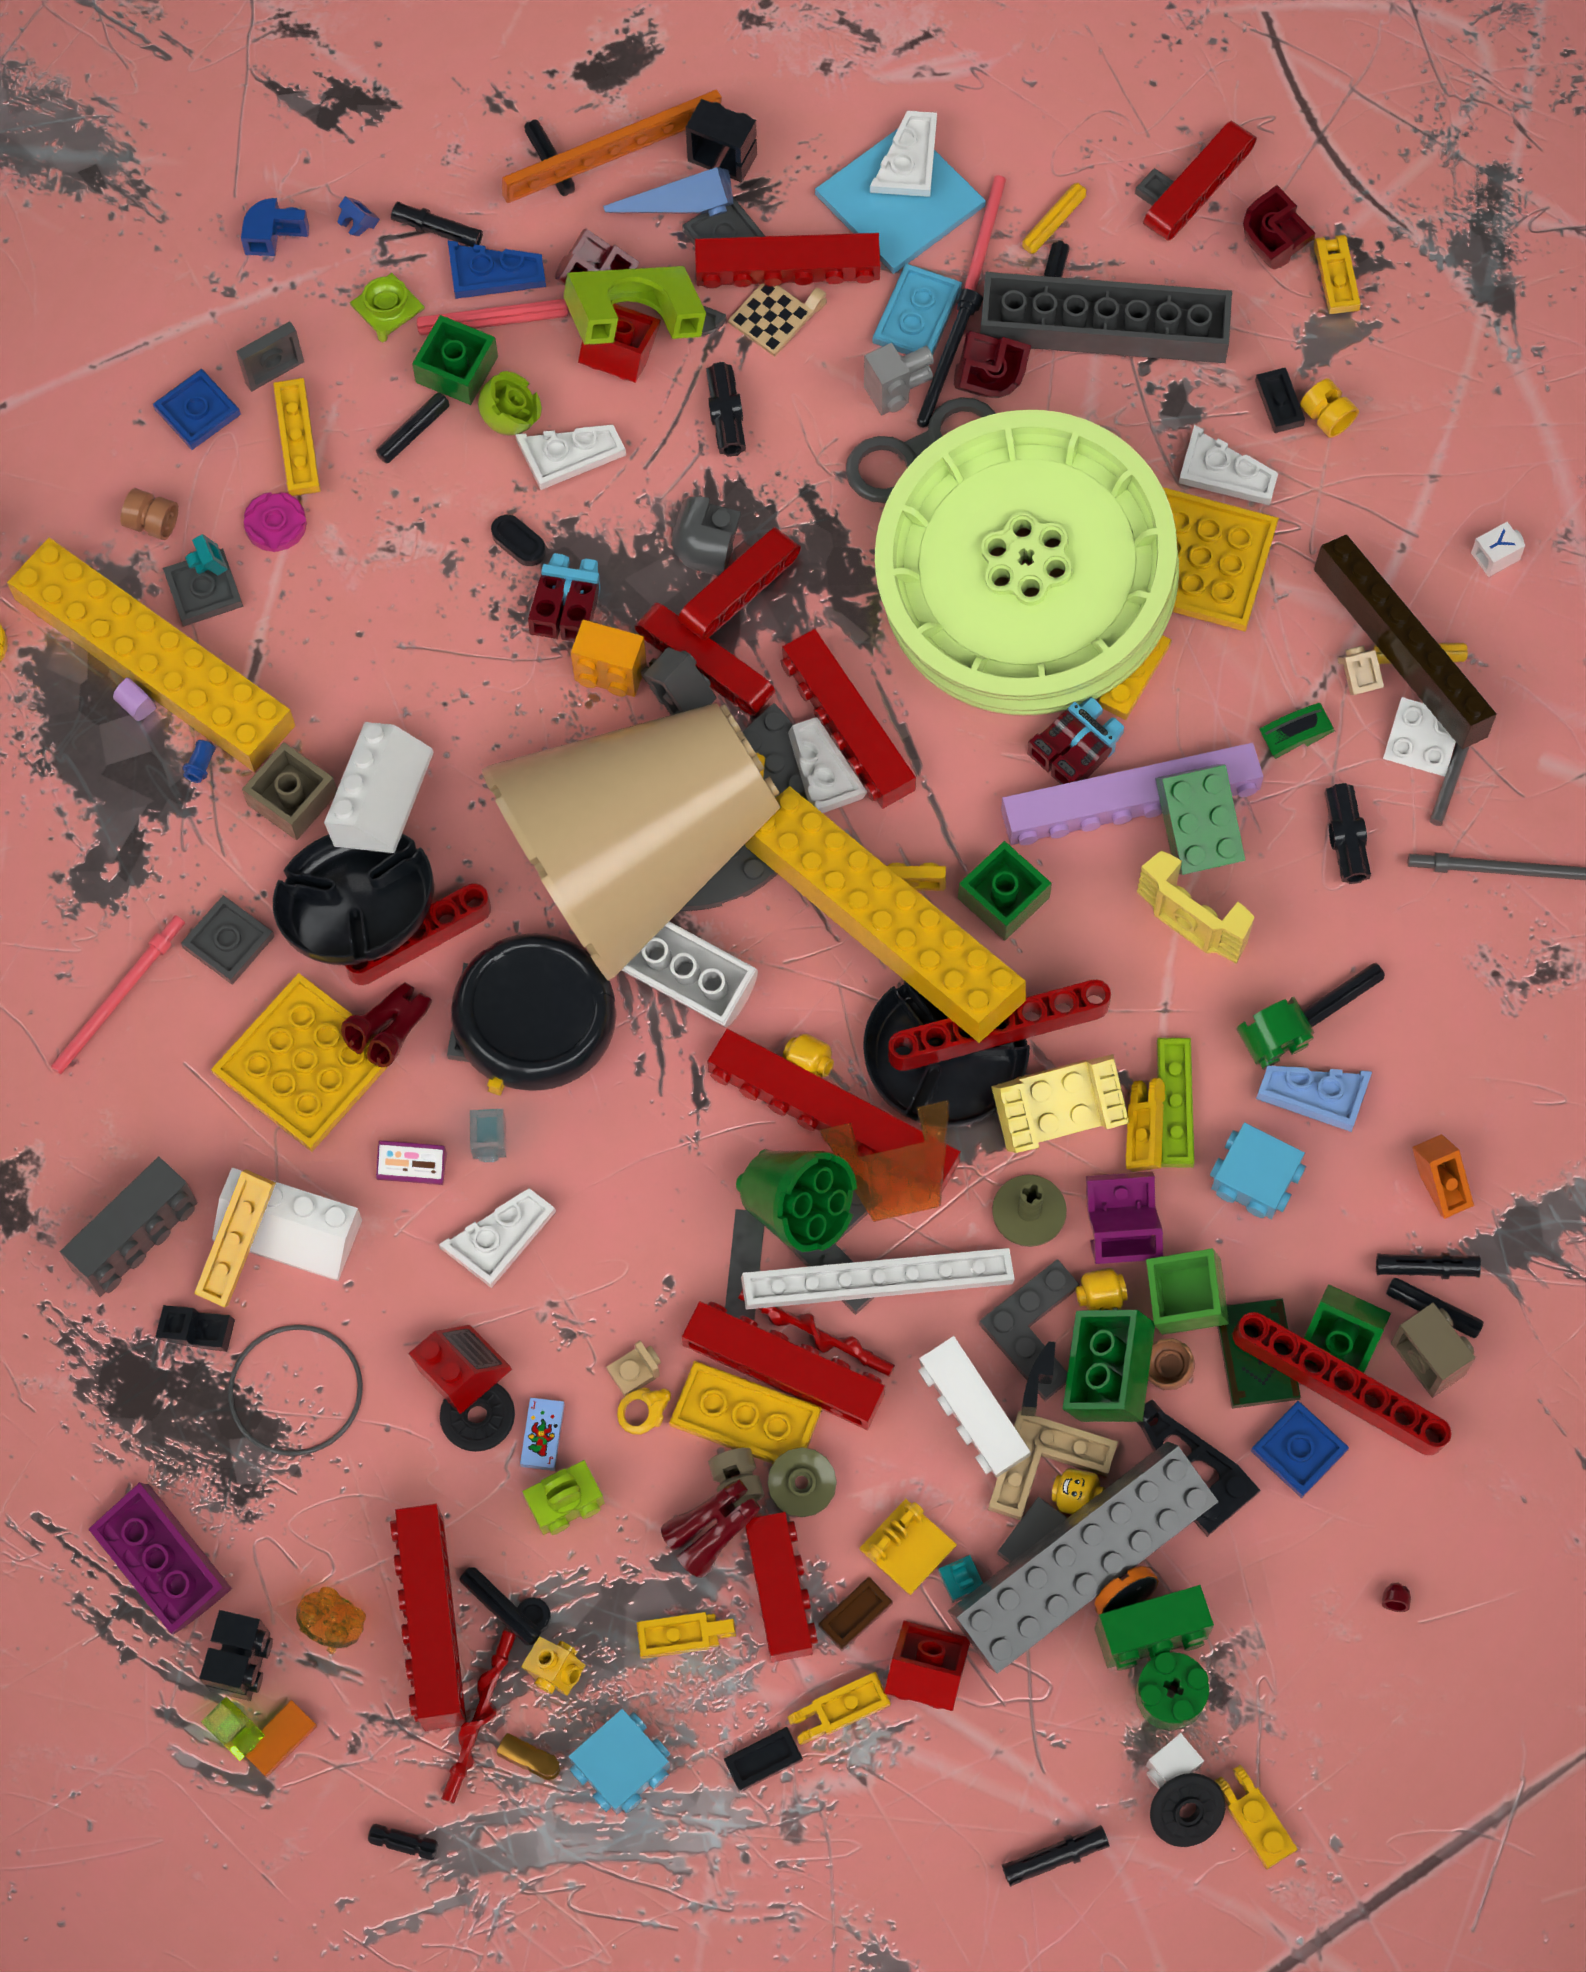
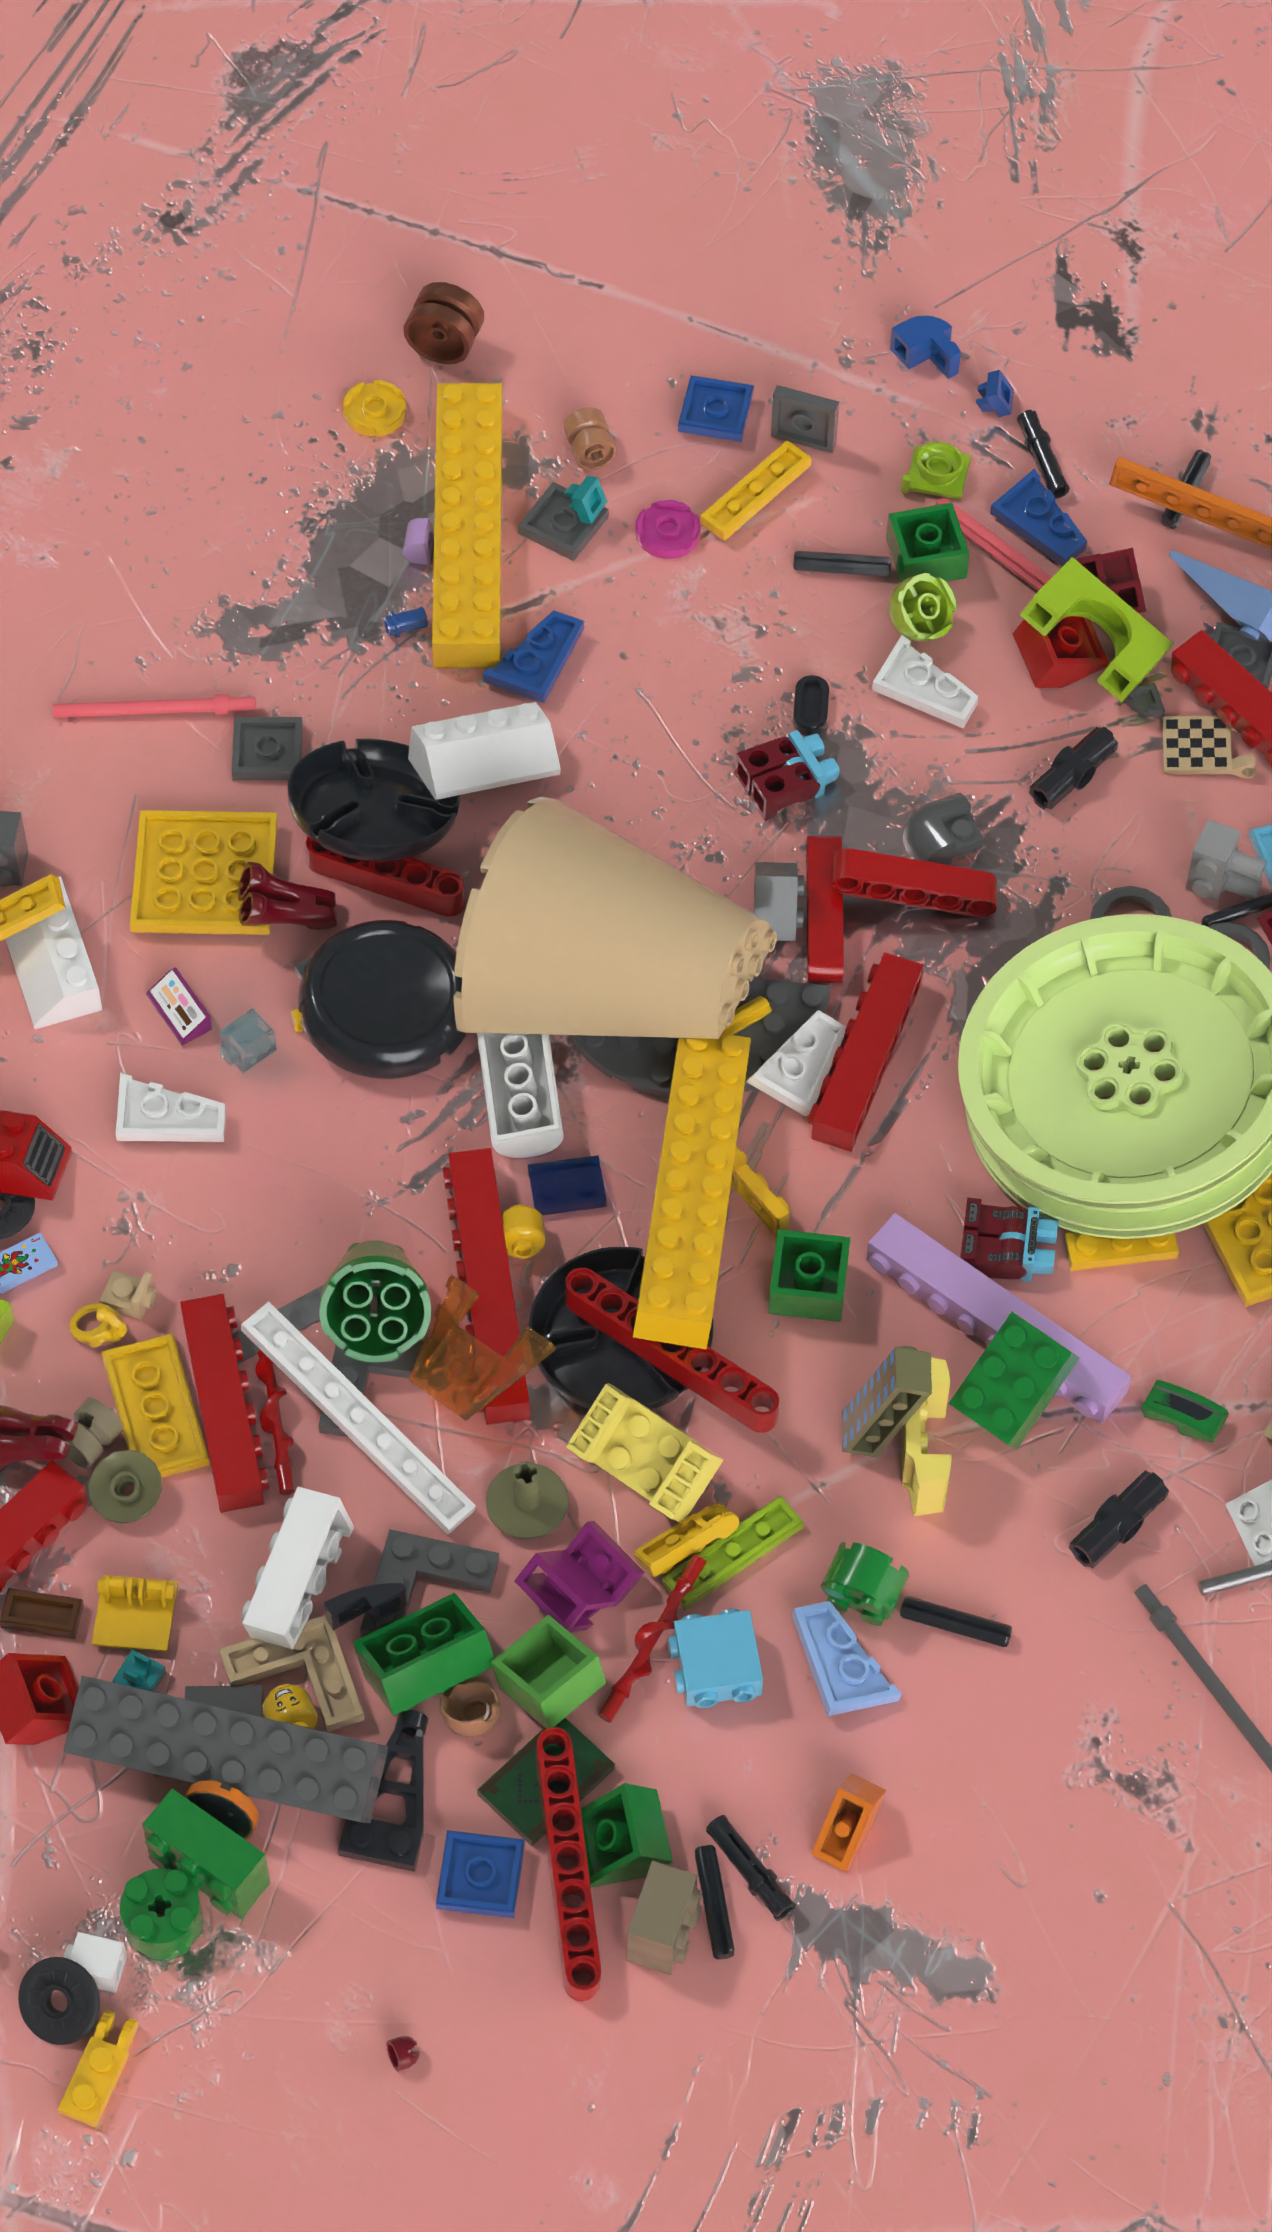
camera: 50 degrees right, 10 degrees down
(290, 791) = (428, 690): dark tan brick -> none
(315, 693) = (539, 659): none -> blue wing
(608, 658) = (751, 830): light orange brick -> none
(789, 999) = (567, 1185): none -> clear blue plate
(1102, 1290) = (498, 1608): yellow head -> none
(1164, 912) = (886, 1401): none -> olive brick
(1202, 1206) = (647, 1638): none -> red piece

